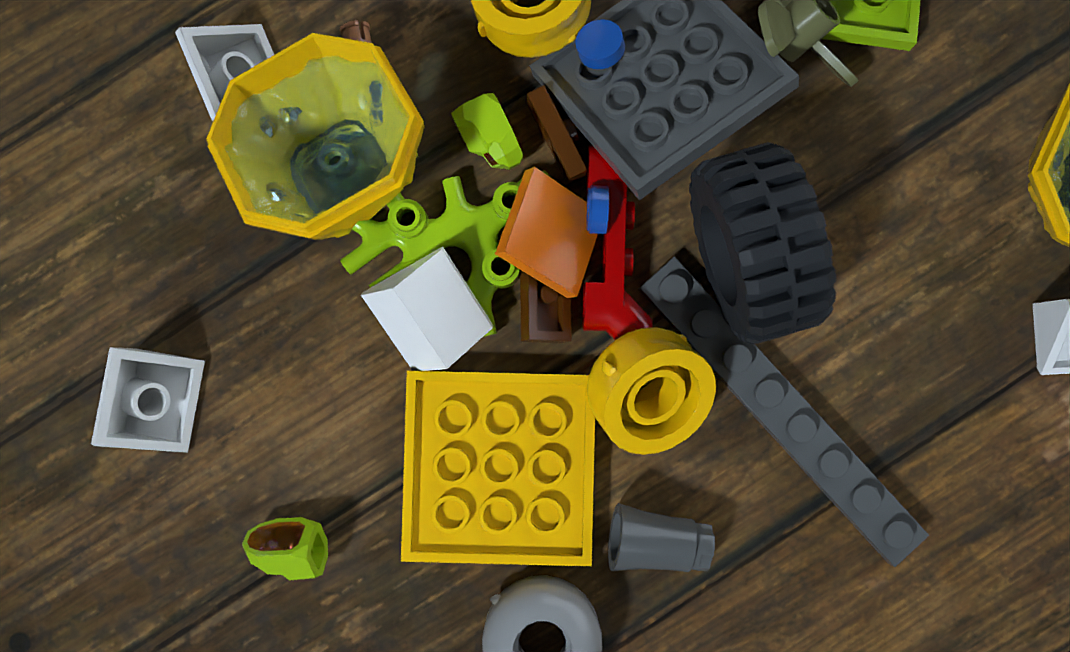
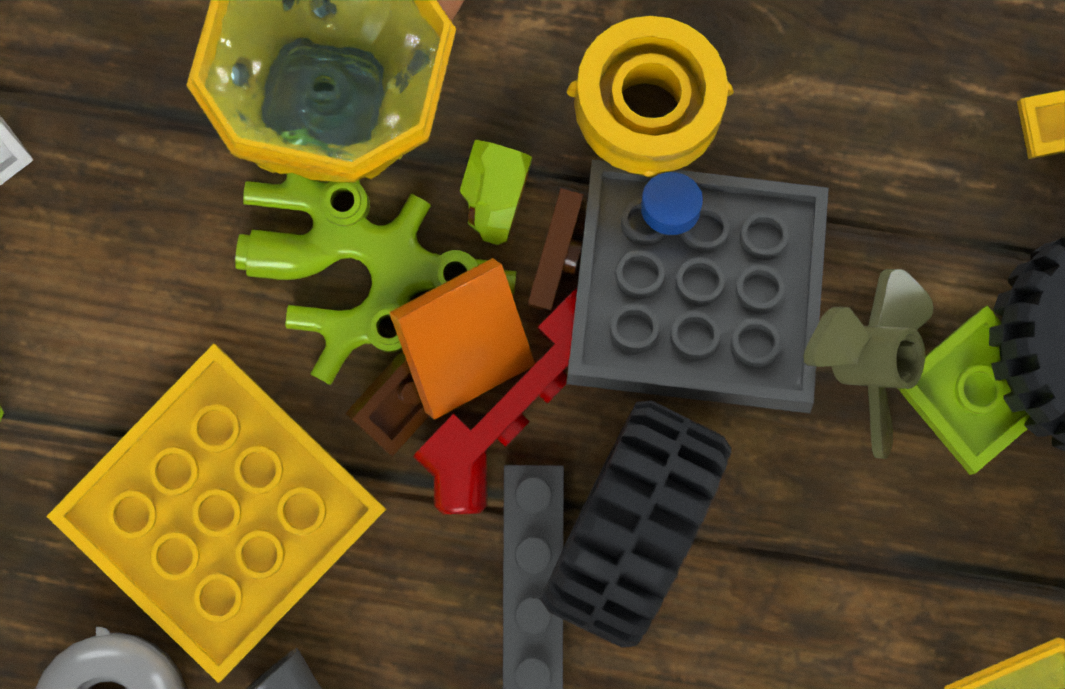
camera: 45 degrees right, 0 degrees up
(429, 312) = (282, 309): white slope -> none
(597, 209) = (525, 355): blue tile -> none
(663, 410) = (413, 599): yellow piece -> none

